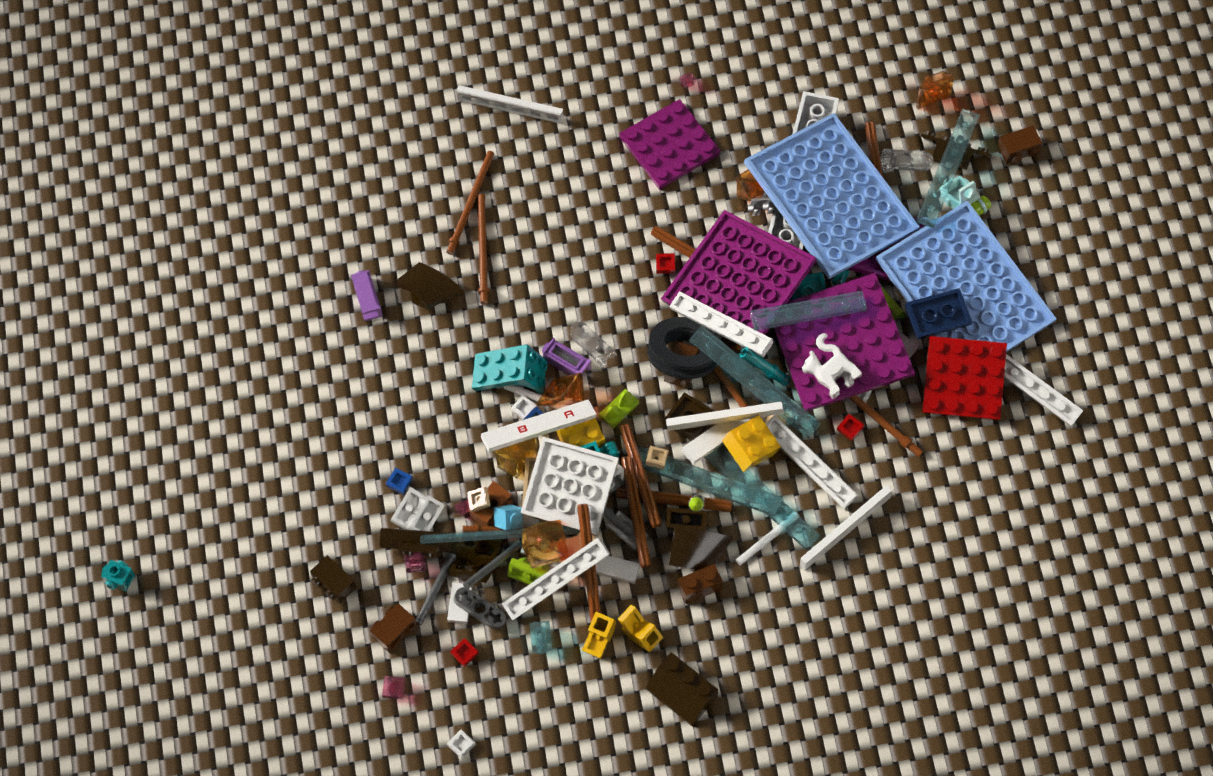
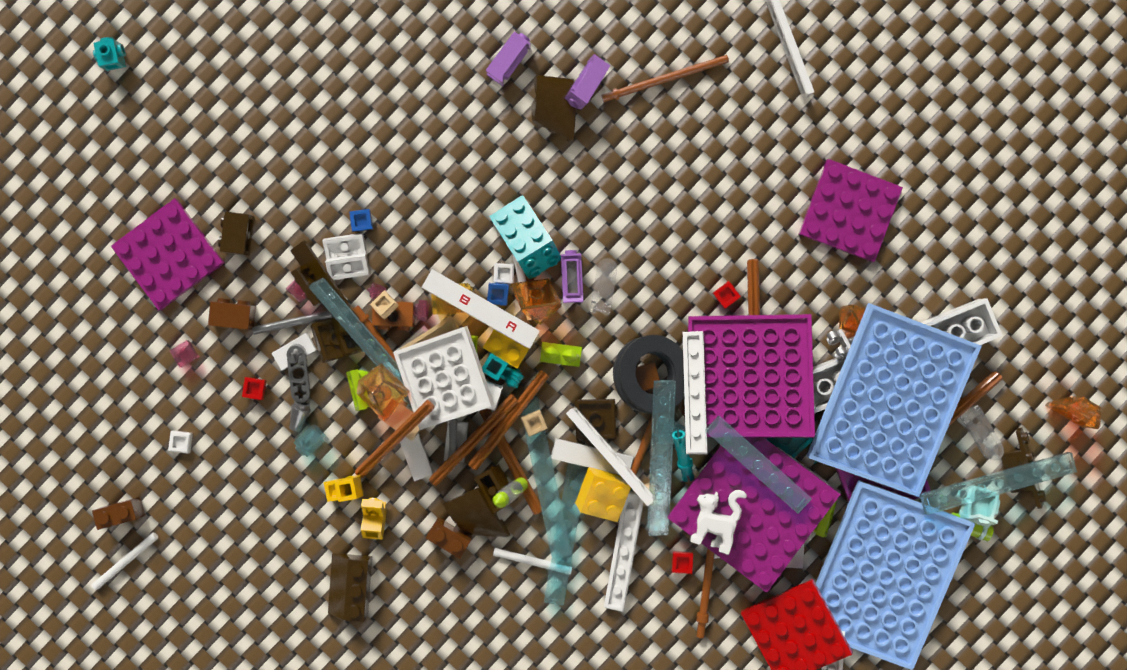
camera: 55 degrees right, 25 degrees up
(304, 647) = (167, 254): none -> magenta plate
(430, 251) = (587, 82): none -> medium lavender window
(483, 291) = (587, 156): dark orange bar -> none
(492, 565) = (334, 357): dark grey bar -> none
(505, 482) = (421, 310): none -> clear pink plate
(508, 517) = (388, 340): medium azure brick -> none
(512, 632) = (298, 415): none -> flat silver cone
(556, 578) = (361, 423): white plate -> none
(687, 80) = (927, 180): clear pink plate -> none
(845, 527) = (586, 621): white tile -> none
(938, 313) = (841, 572): dark blue plate -> none
(1019, 144) = (1071, 524): reddish brown brick -> none

